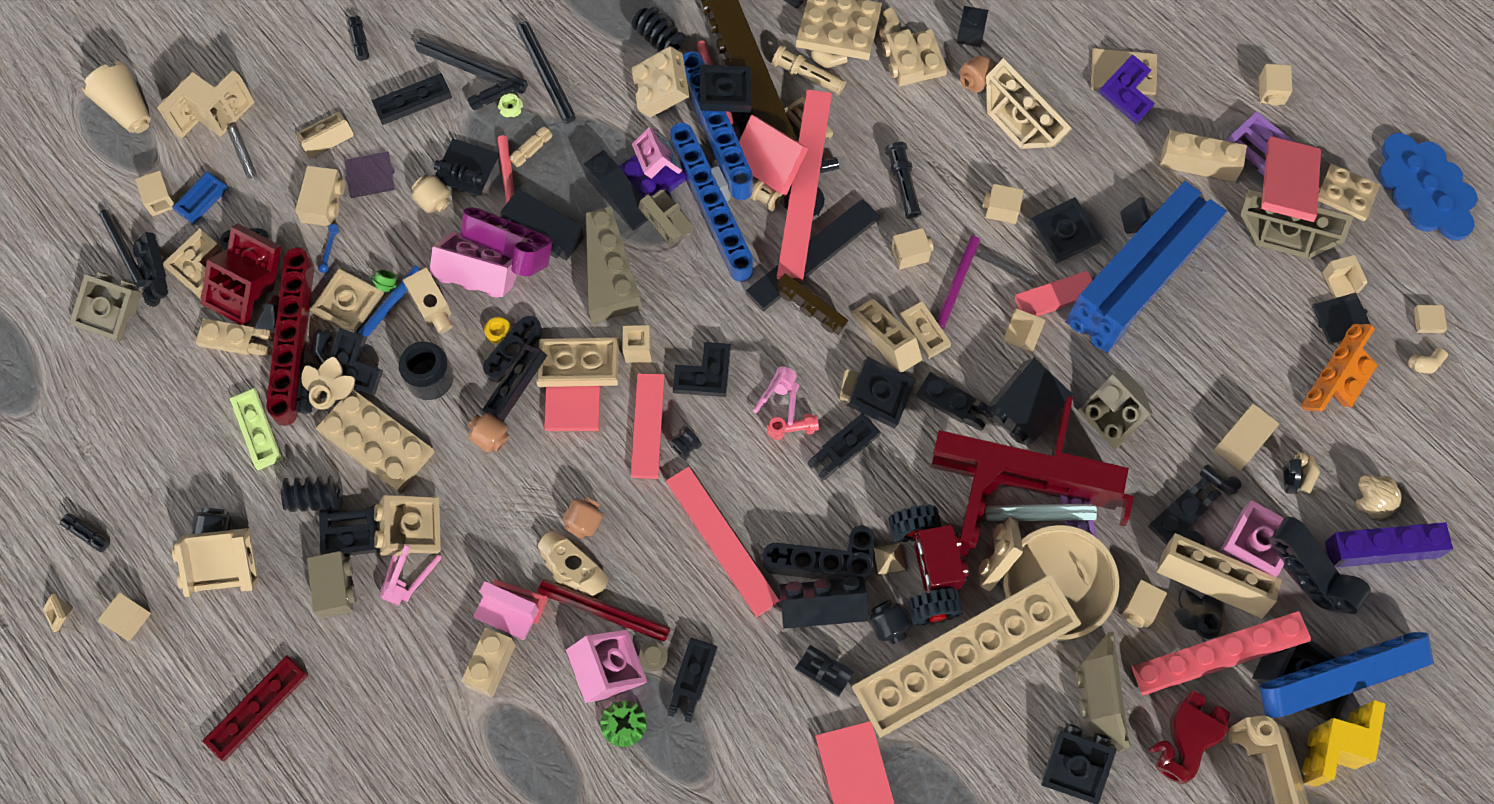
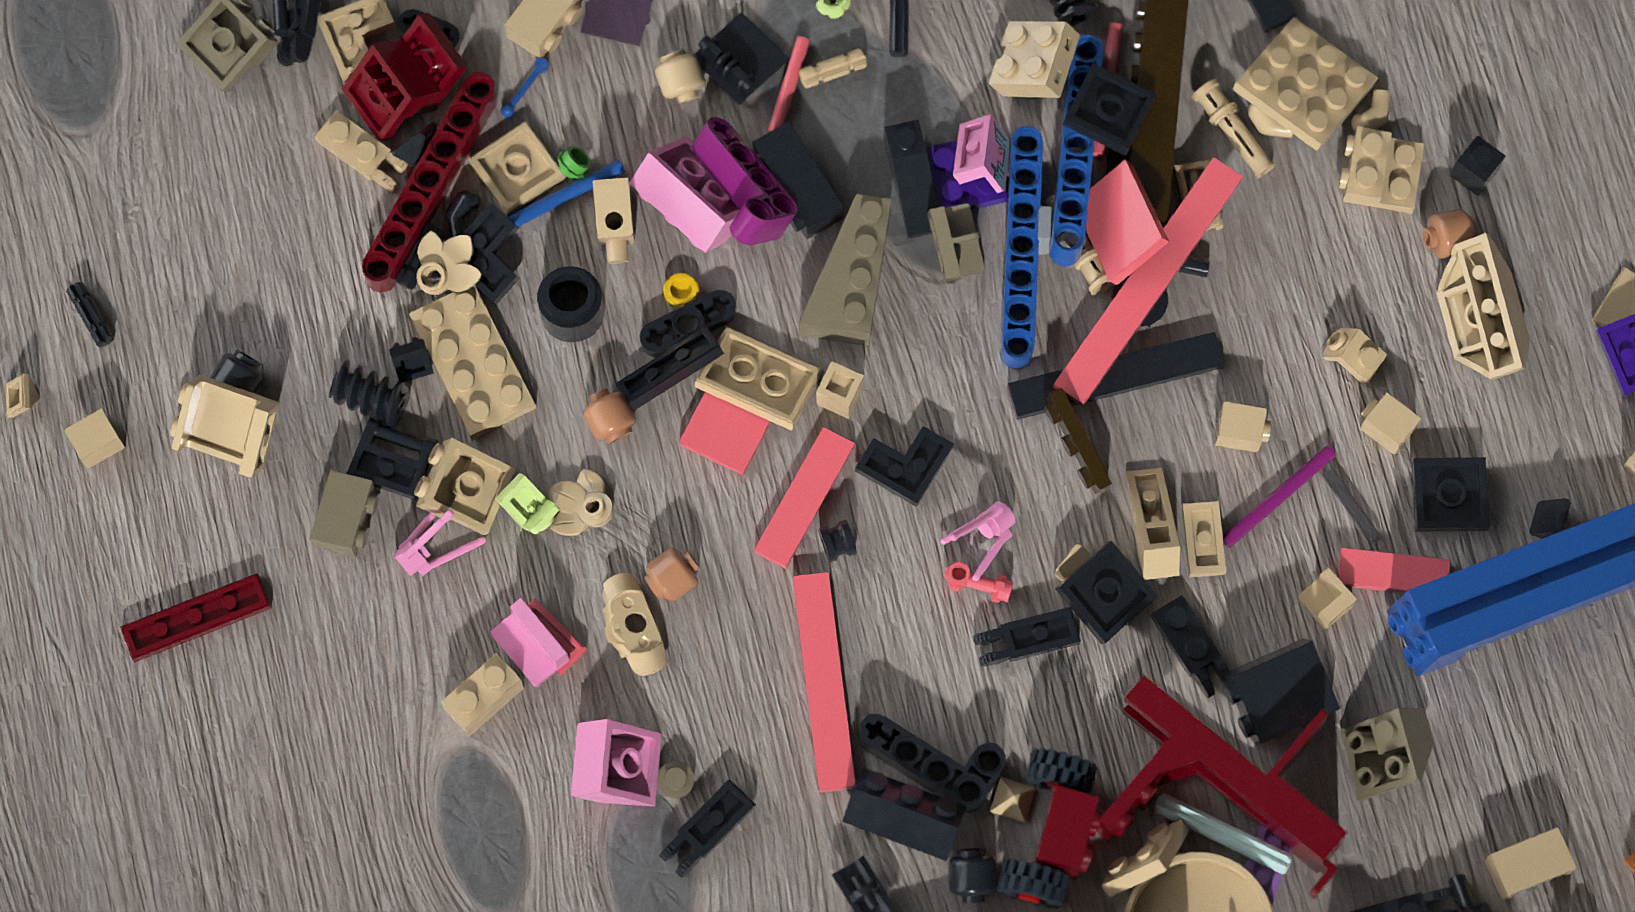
camera: 25 degrees right, 5 degrees up
(256, 429) = (339, 279): yellowish green tile -> none
(331, 458) = (411, 360): none -> black tile
(459, 517) = (527, 505): none -> yellowish green bracket
(492, 501) = (577, 500): none -> tan plate
(604, 610) = (644, 697): dark red axle -> none
(625, 737) = (598, 857): bright green gear -> none
(901, 170) = (1283, 316): black pin -> none
(957, 170) = (1355, 353): none -> tan bracket

